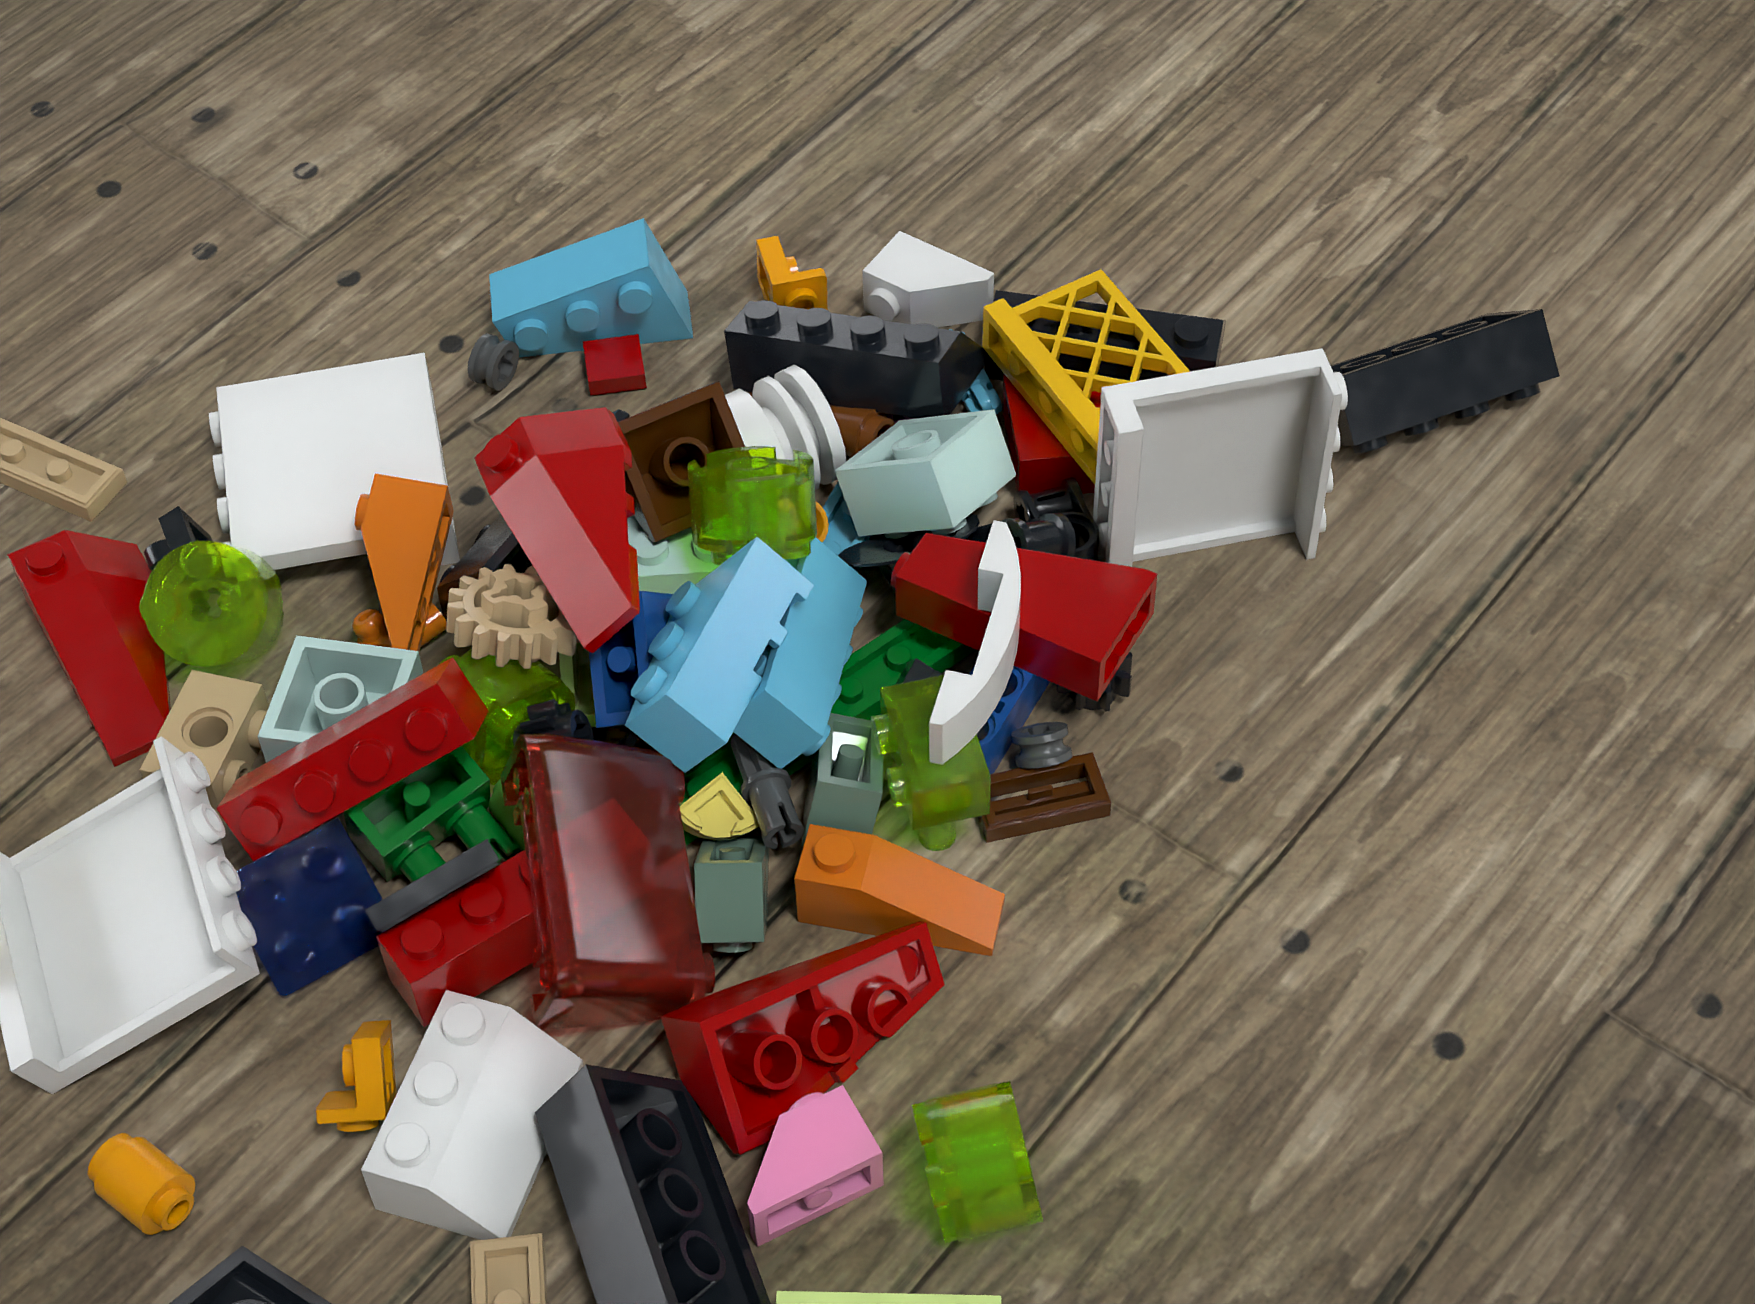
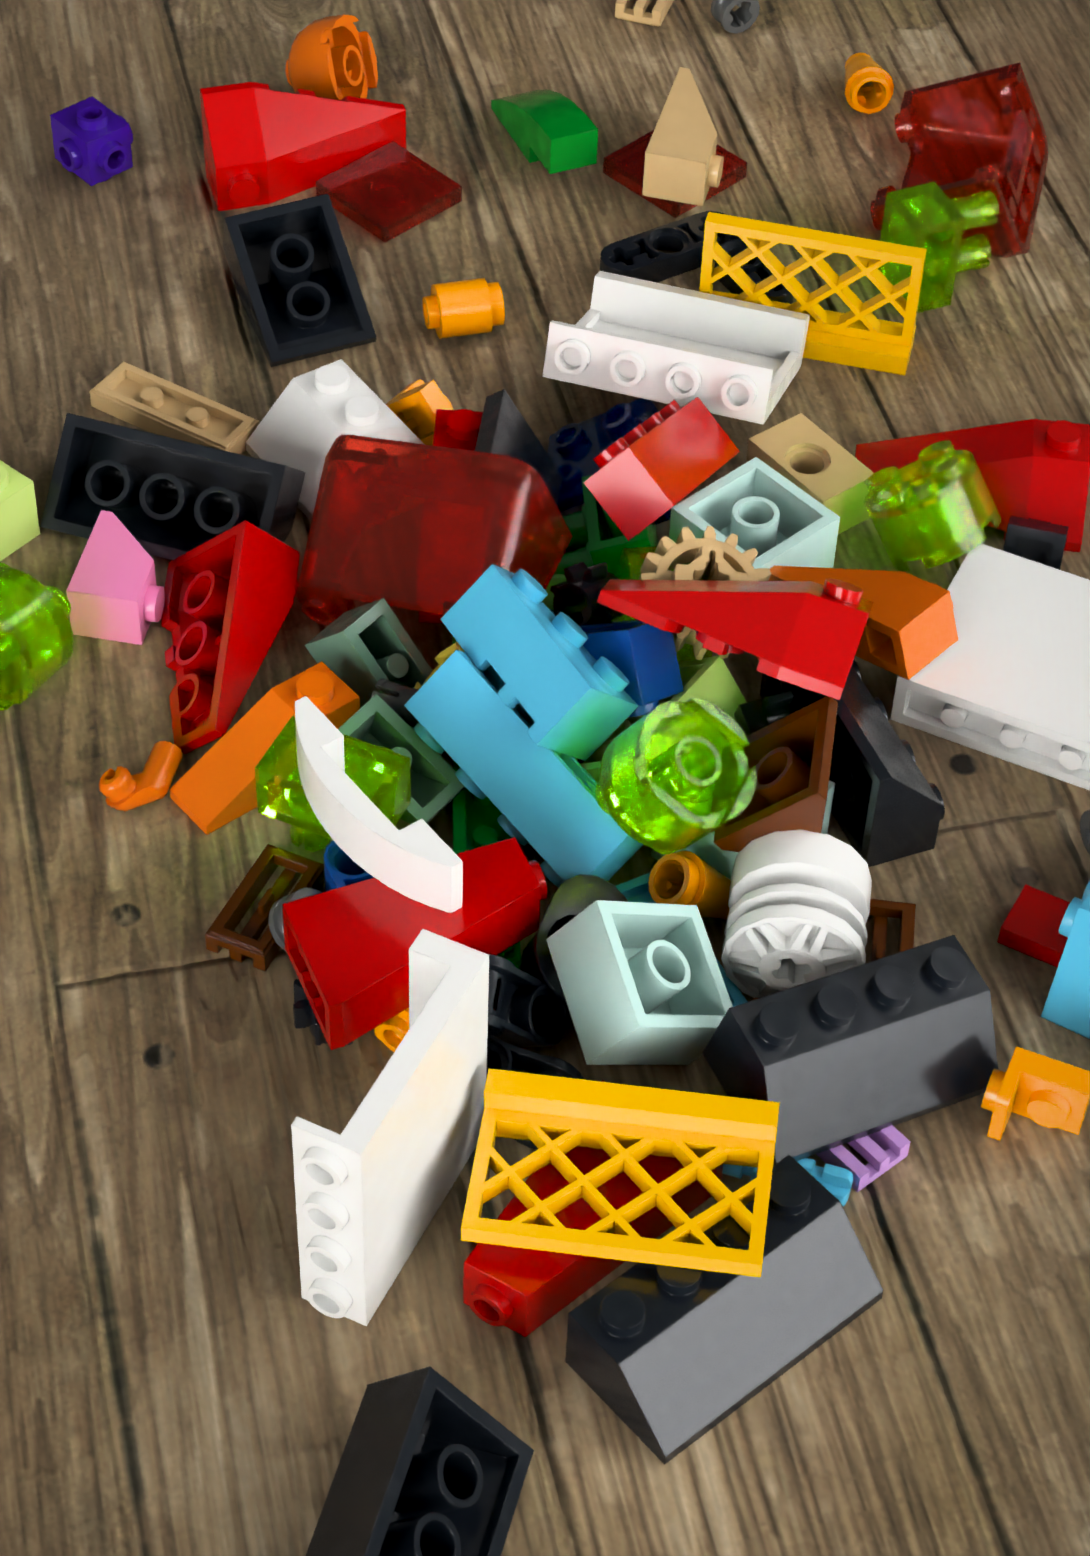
camera: 125 degrees right, 5 degrees down
(925, 285) = (939, 1202): white slope -> none
(1006, 965) = (151, 784): none -> orange arm

